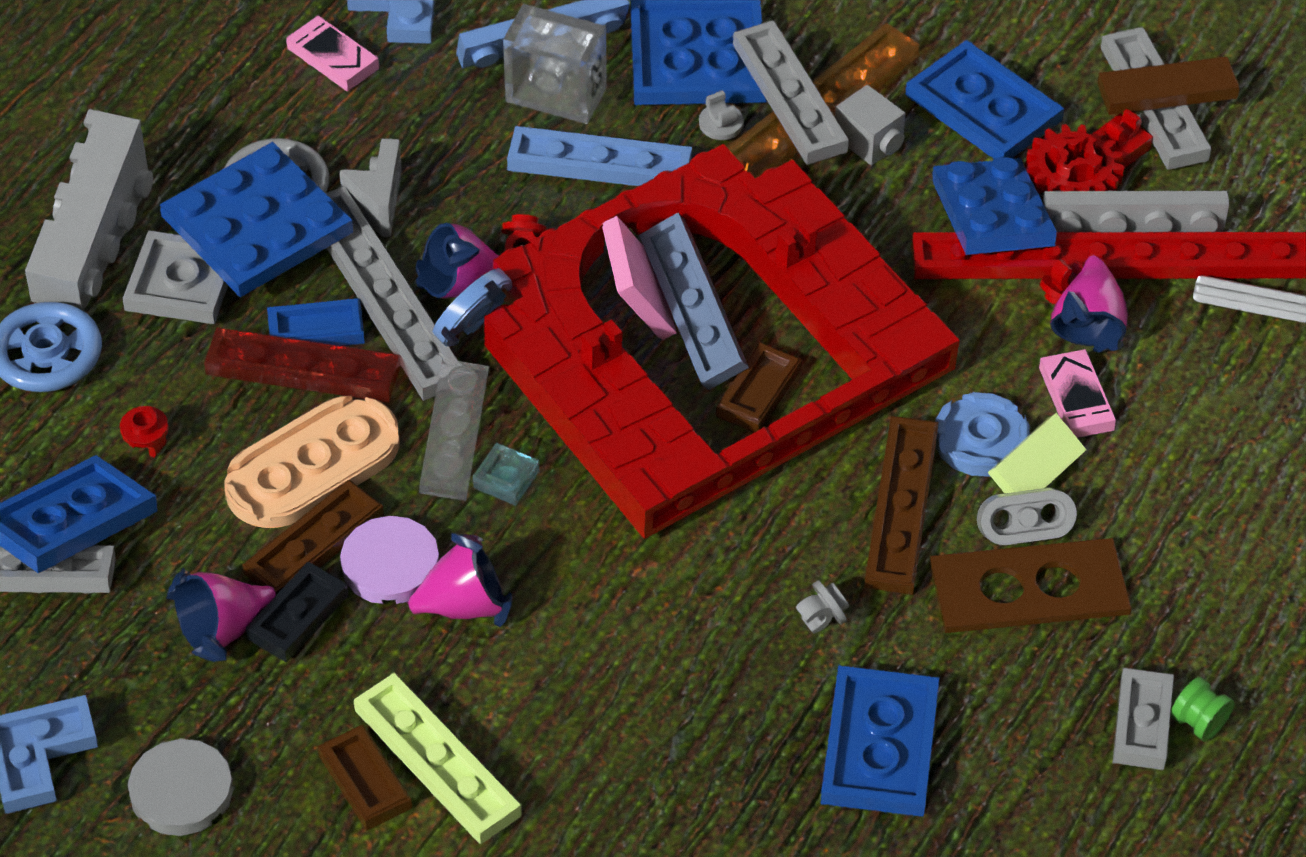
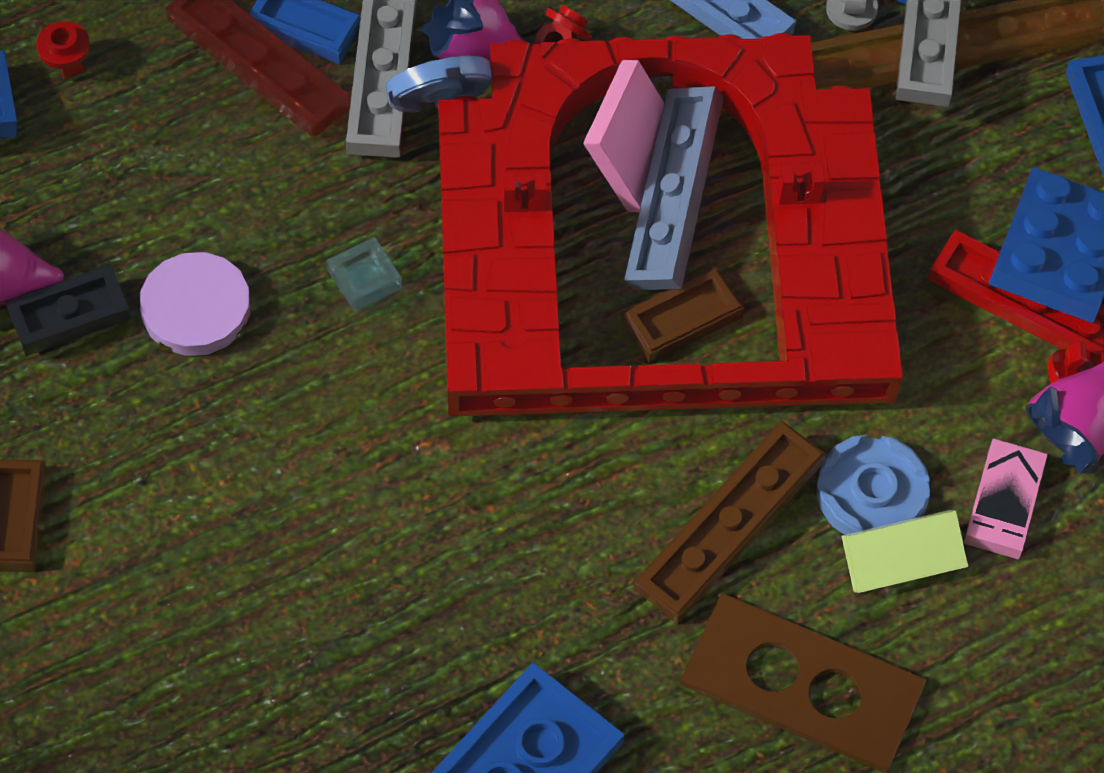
camera: 30 degrees right, 10 degrees up
(310, 459) = (199, 161): light nougat tile -> none
(313, 537) = (143, 240): reddish brown tile -> none
(437, 758) = (84, 537): yellowish green plate -> none
(453, 429) = (346, 200): clear plate -> none
(463, 585) = (238, 370): dark pink hat -> none
(821, 608) = (566, 590): light grey plate -> none
(871, 124) = (998, 88): light grey brick -> none
(1025, 517) = (846, 610): light grey plate -> none

